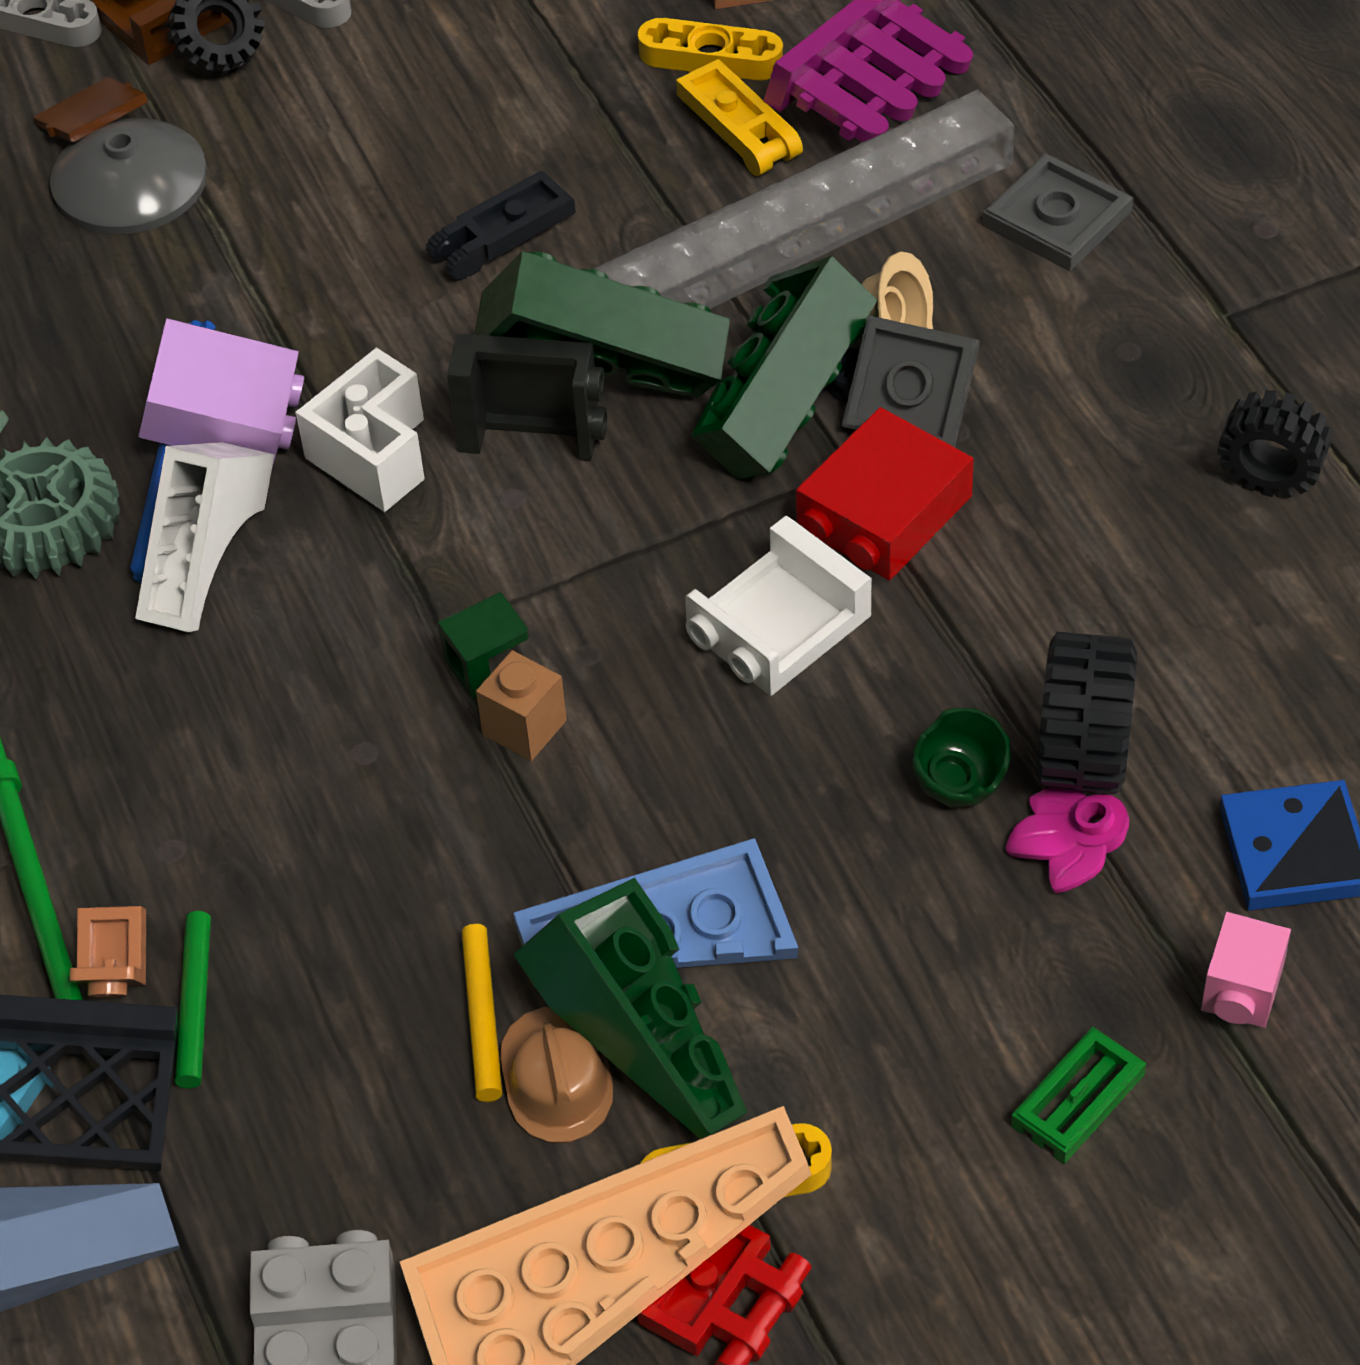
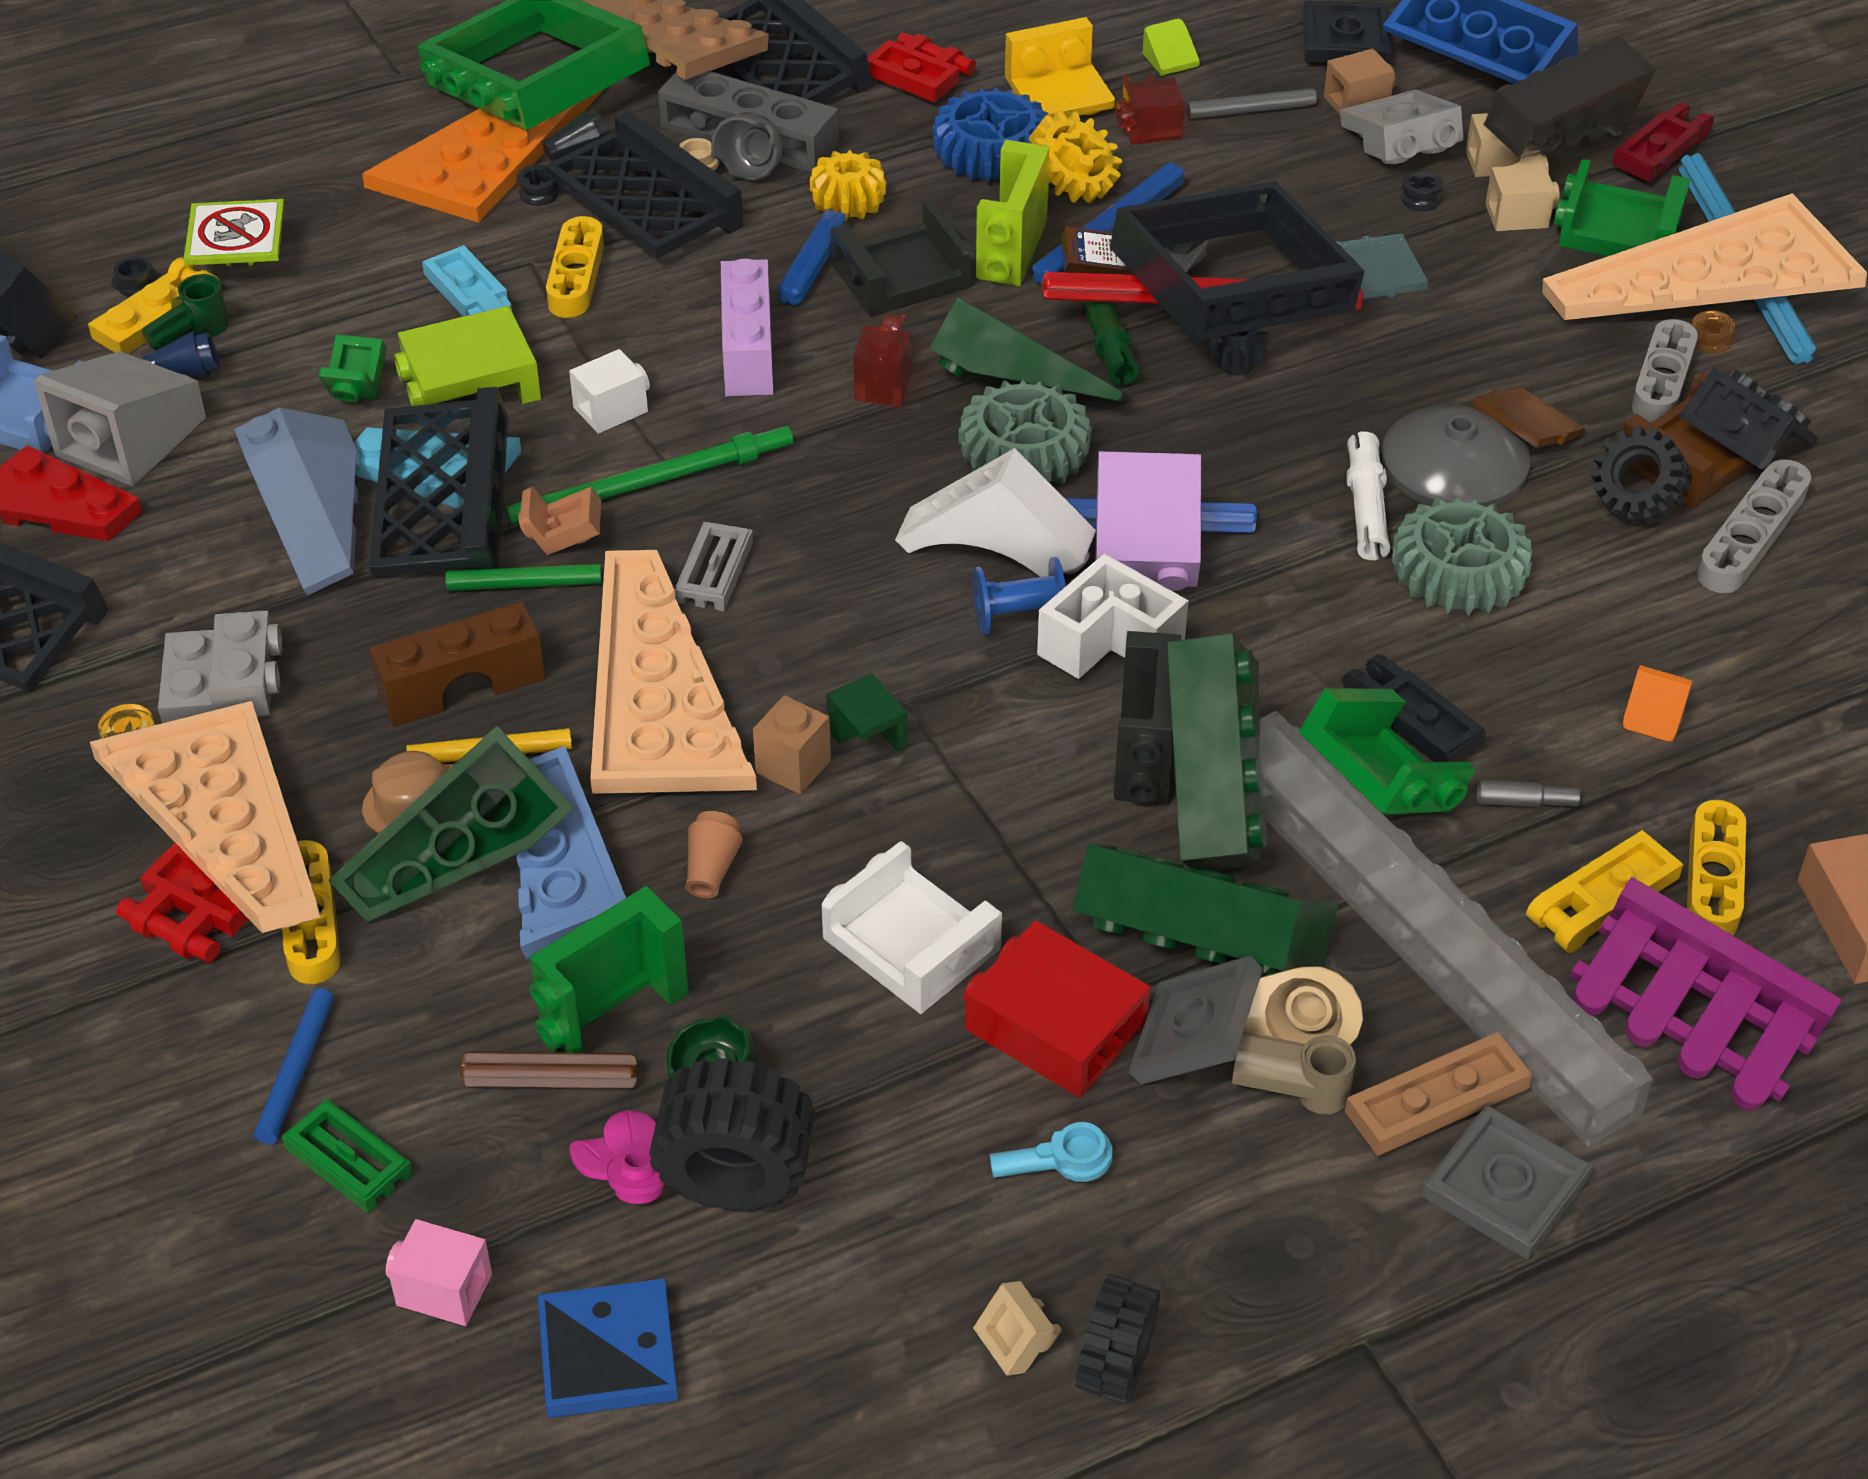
camera: 85 degrees right, 5 degrees down
(186, 236) = (1367, 482): none -> white pin
(196, 813) = (705, 591): none -> light grey tile
(294, 170) = (1462, 555): none -> sand green gear
(315, 537) = (1014, 596): none -> blue piece
(361, 1038) = (420, 666): none -> reddish brown arch
(417, 844) = (656, 700): none -> light nougat wing
(511, 60) = (1656, 704): none -> orange slope
(610, 163) = (1525, 794): none -> flat silver pin
(622, 224) = (1356, 738): none -> green panel
(667, 780) = (711, 849): none -> nougat cone
(888, 875) = (605, 964): none -> green panel
(958, 1159) = (294, 1066): none -> blue bar
(959, 305) = (1314, 1071): none -> dark tan piece
(962, 916) = (549, 1069): none -> reddish brown axle
(974, 240) = (1437, 1093): none -> medium nougat plate
(1051, 487) = (1076, 1152): none -> medium azure plate
(1255, 528) = (1015, 1328): none -> tan tile

